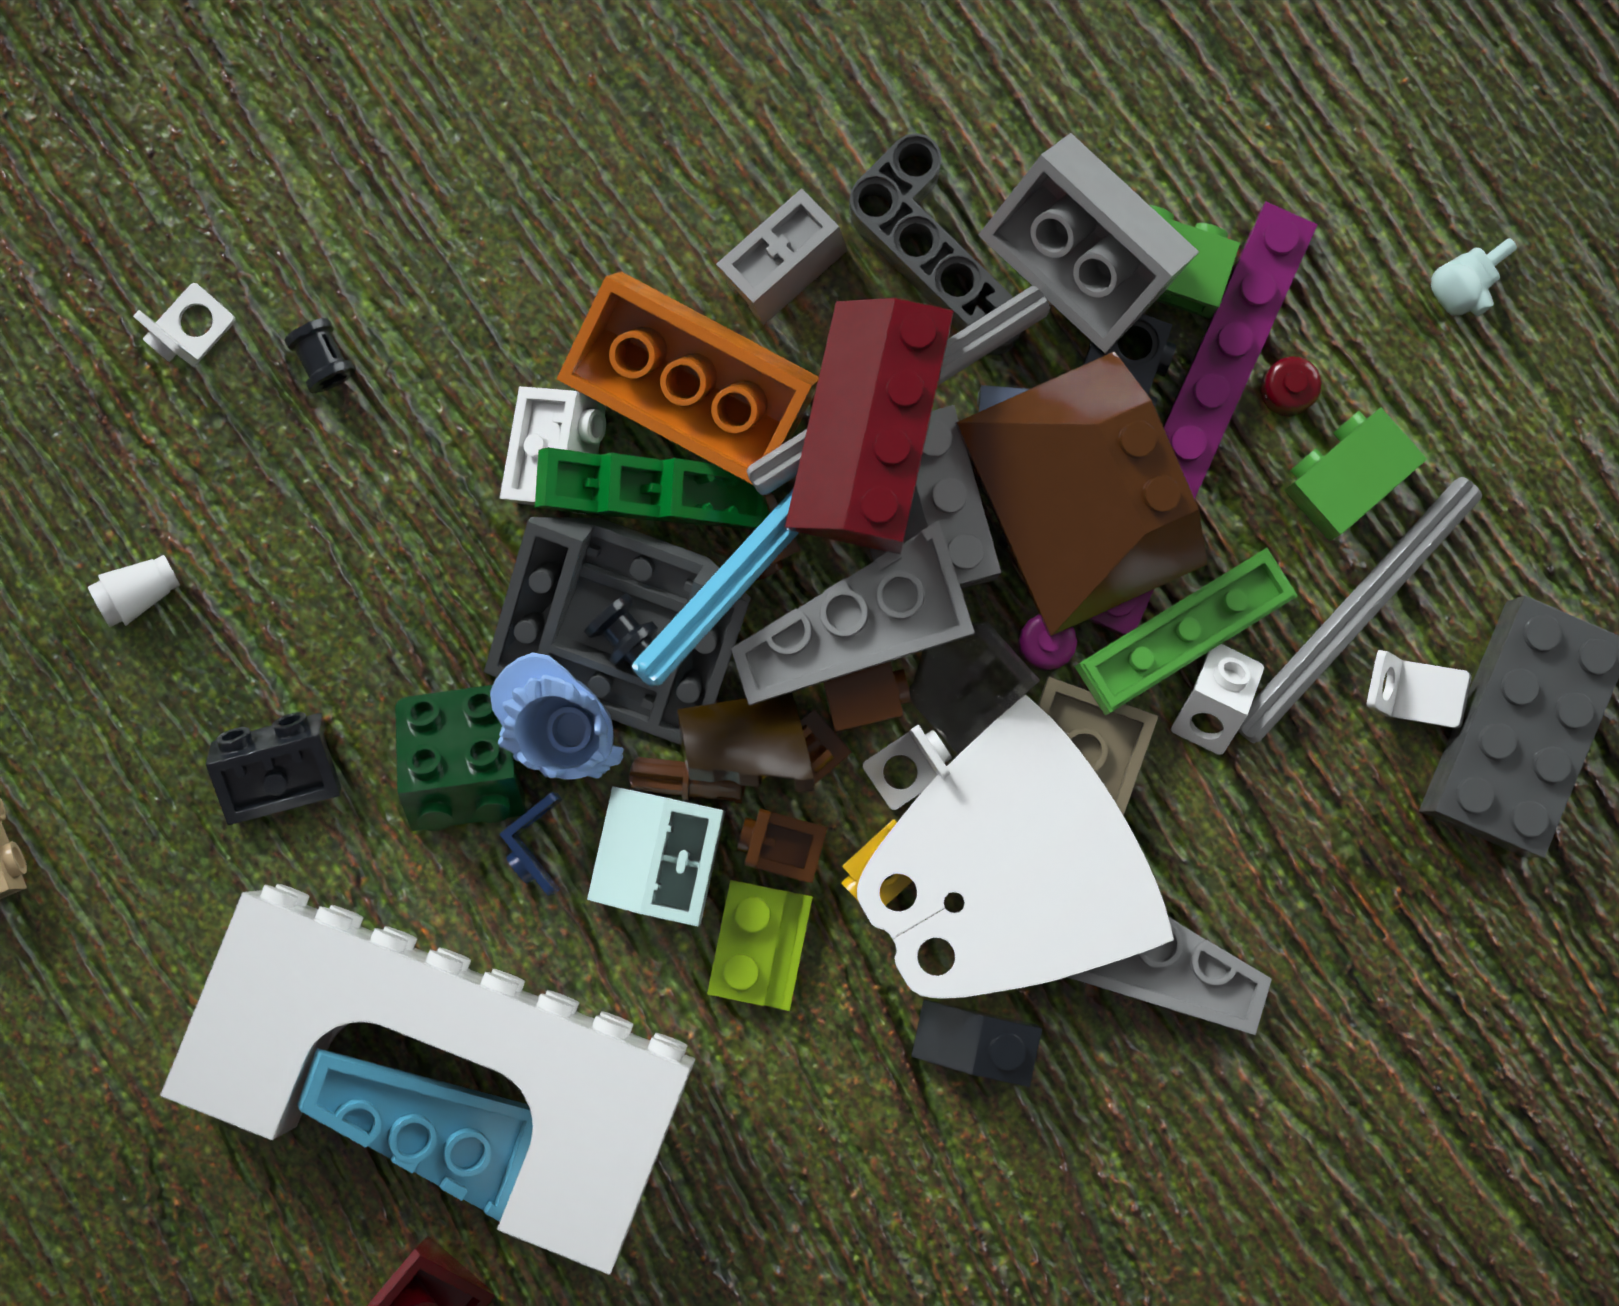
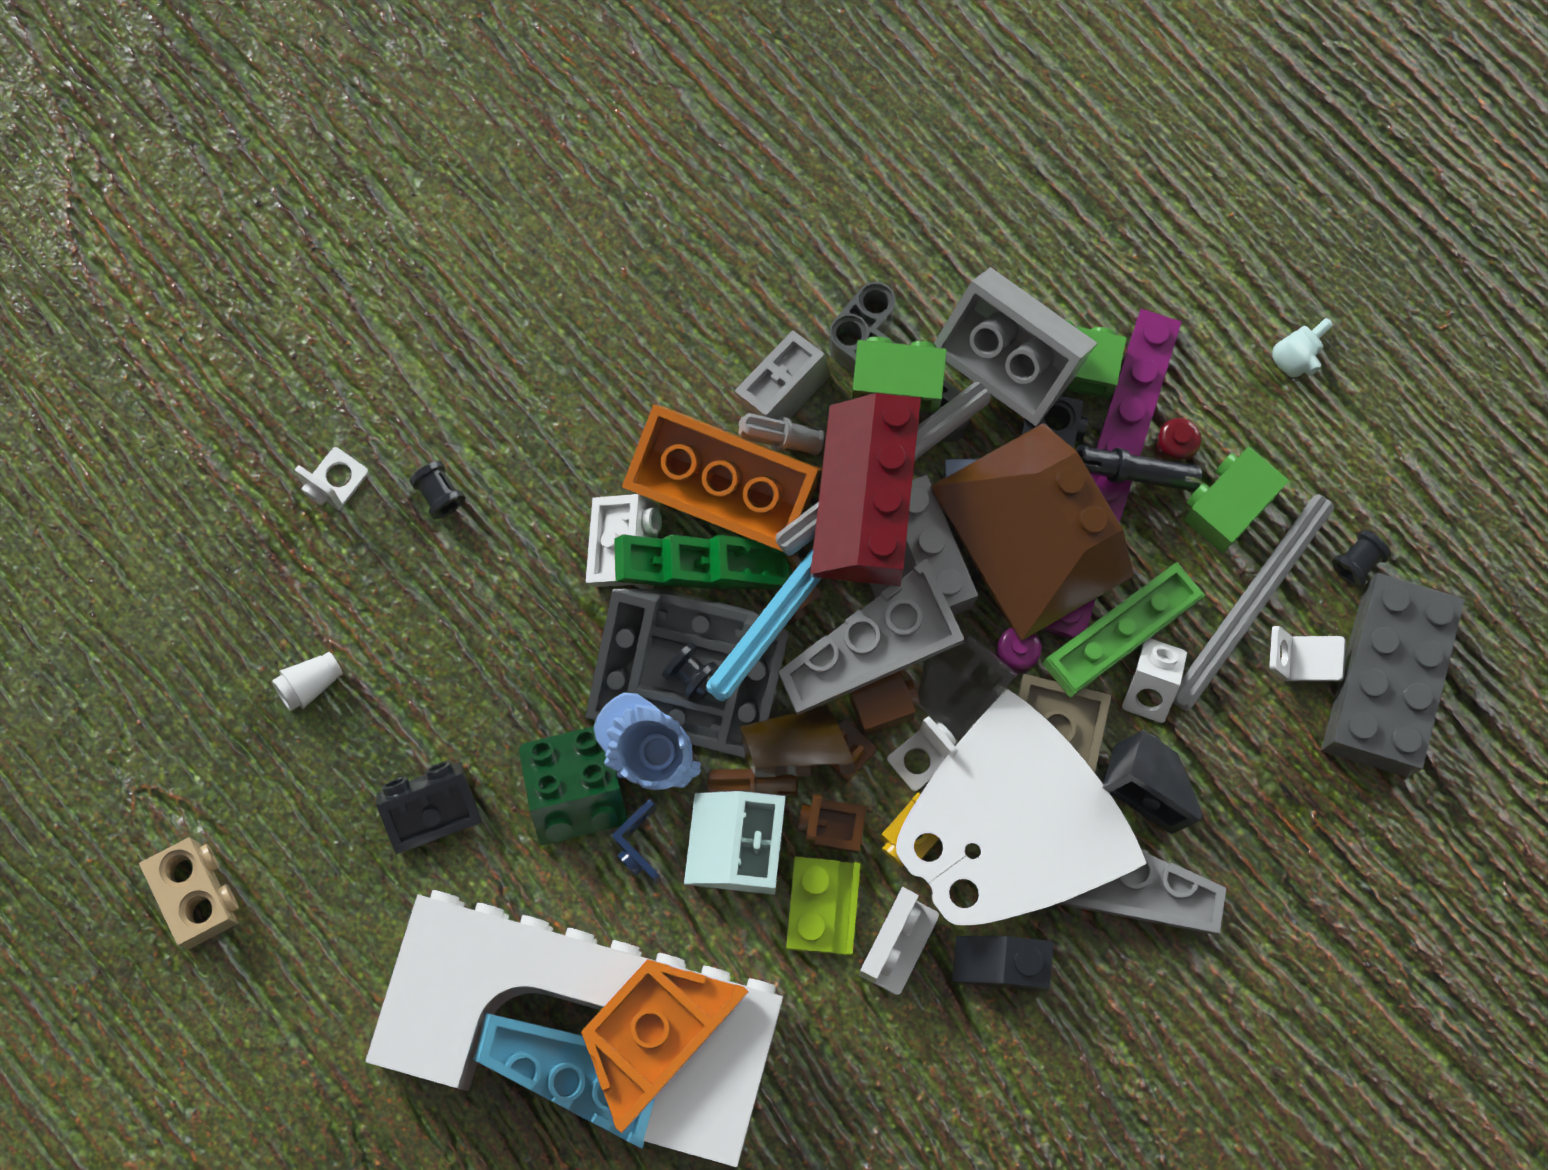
camera: 10 degrees left, 10 degrees down
(521, 1100) = (653, 1032): none -> orange wing
(772, 327) = (781, 433): none -> light grey axle
(848, 1004) = (899, 943): none -> white bracket
(932, 265) = (900, 370): none -> bright green brick
(1195, 834) = (1152, 782): none -> black slope
(1210, 417) = (1121, 466): none -> black pin
(1507, 568) = (1361, 558): none -> black bush

